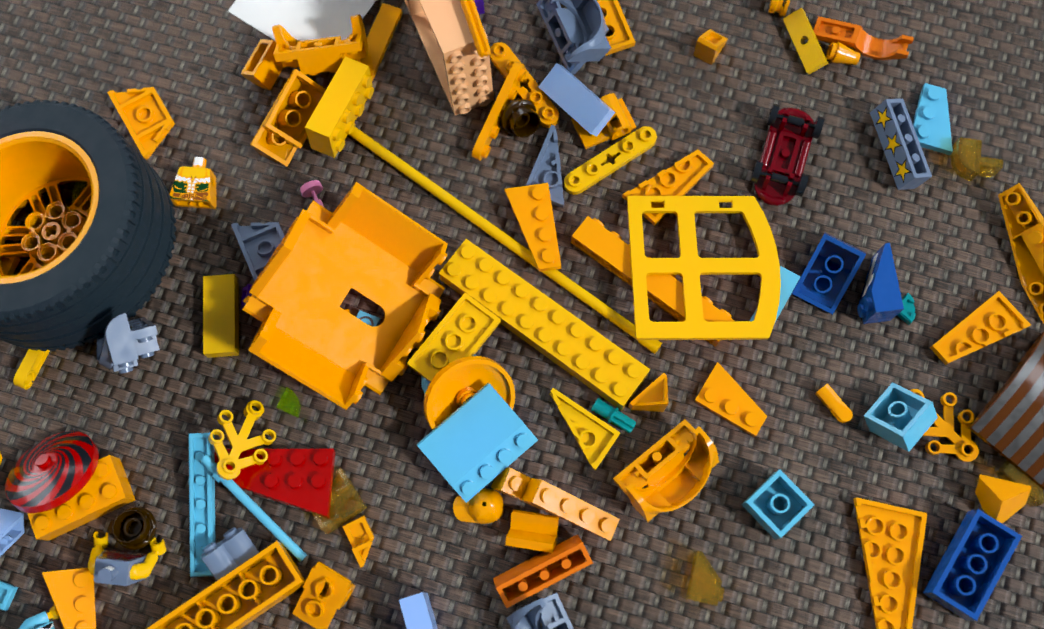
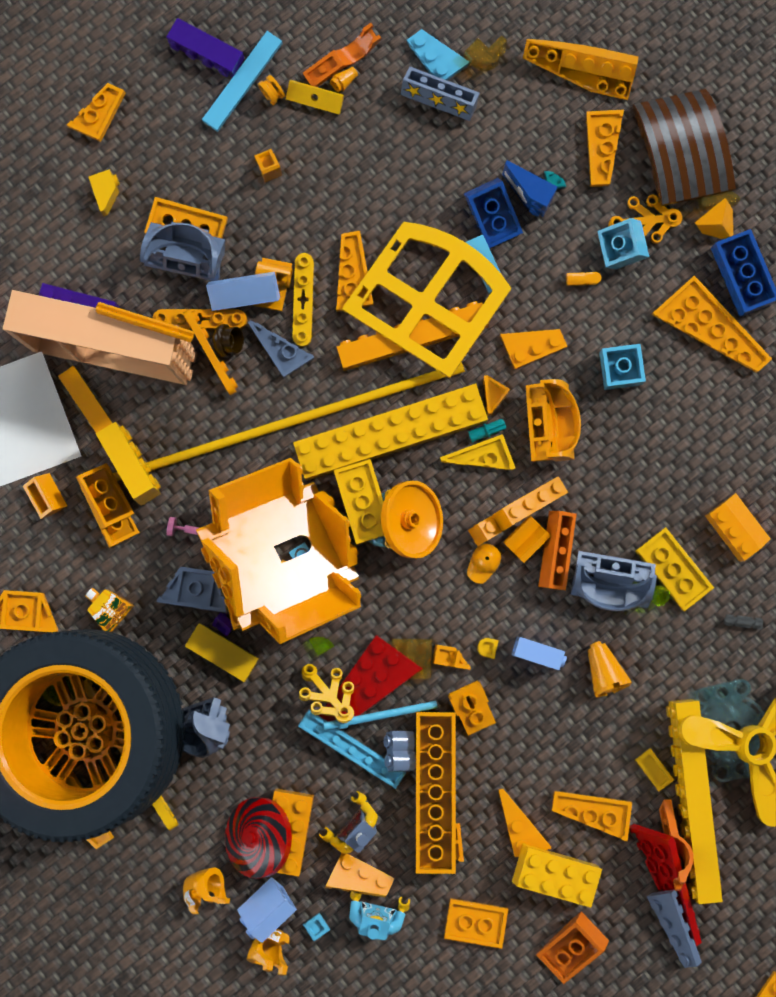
camera: 55 degrees left, 10 degrees up
(134, 528) = (336, 805): dark brown piece -> none
(320, 54) = (75, 448): light orange piece -> none
(395, 570) = (487, 647): none -> yellow tile
(477, 442) = (444, 533): medium azure slope -> none
(536, 220) = (311, 383): light orange wing -> none
(704, 582) = (637, 451): clear yellow slope -> none
(784, 155) = (388, 177): dark red piece -> none

